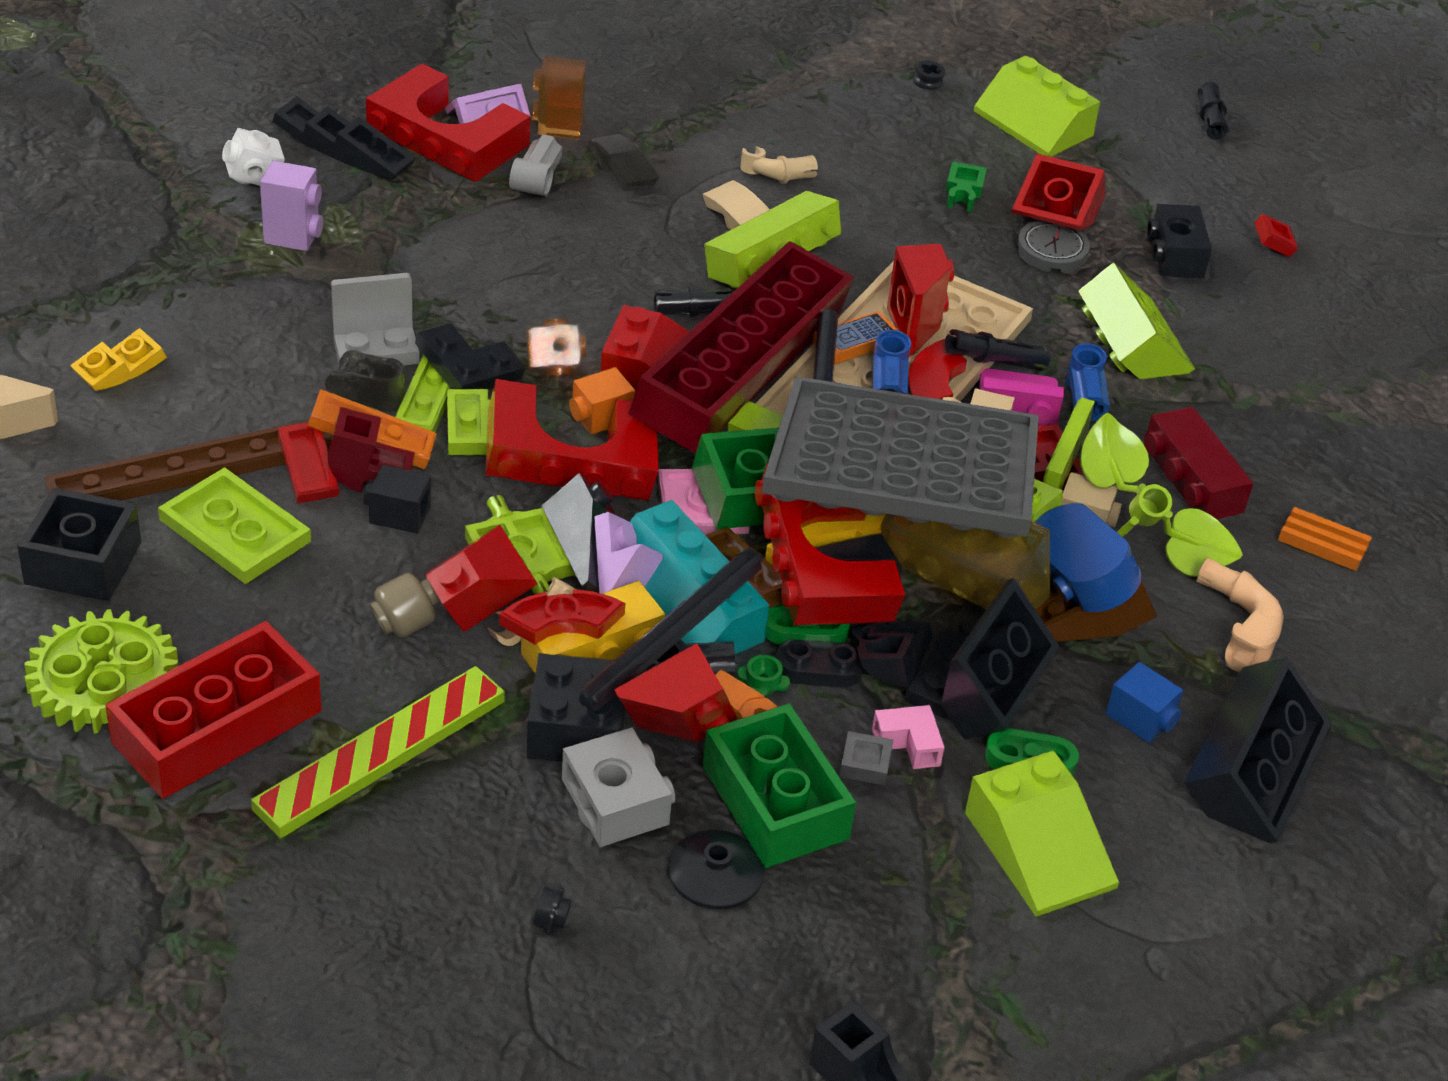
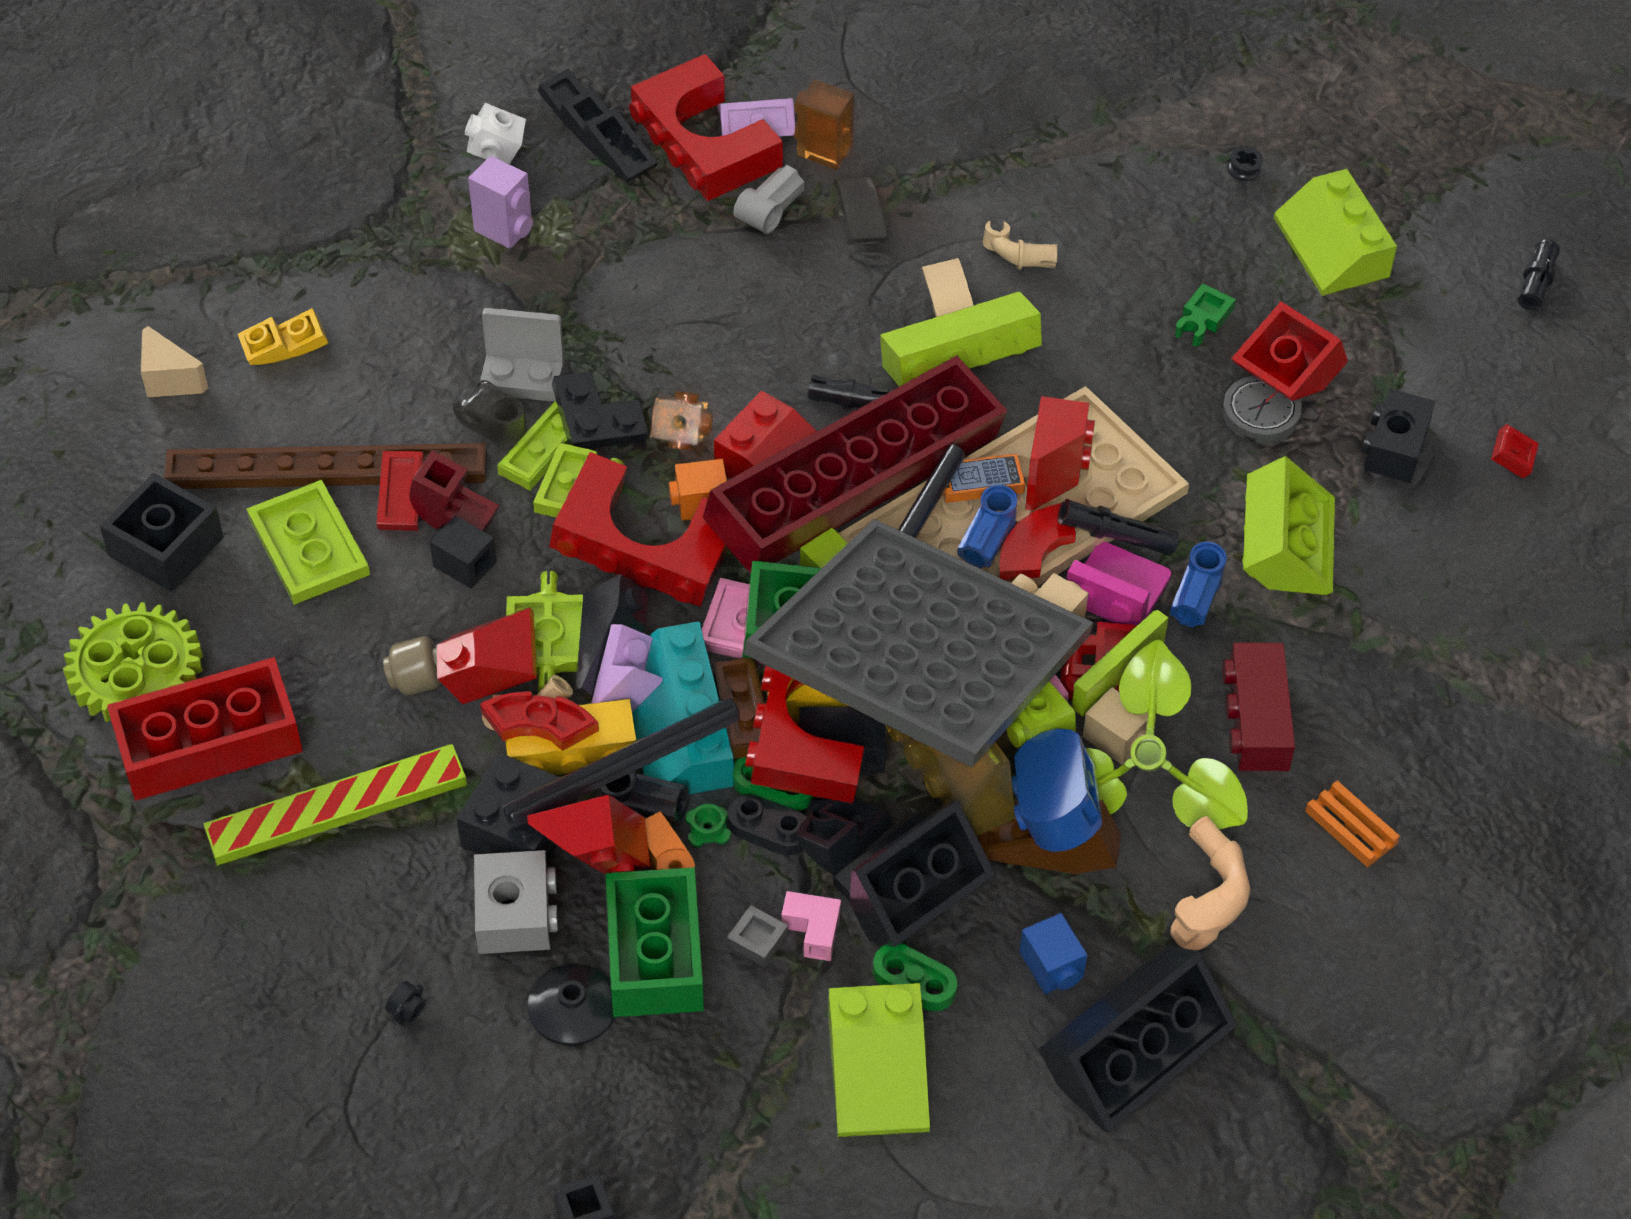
camera: 25 degrees right, 10 degrees up
(391, 430) = (482, 474): orange tile -> none

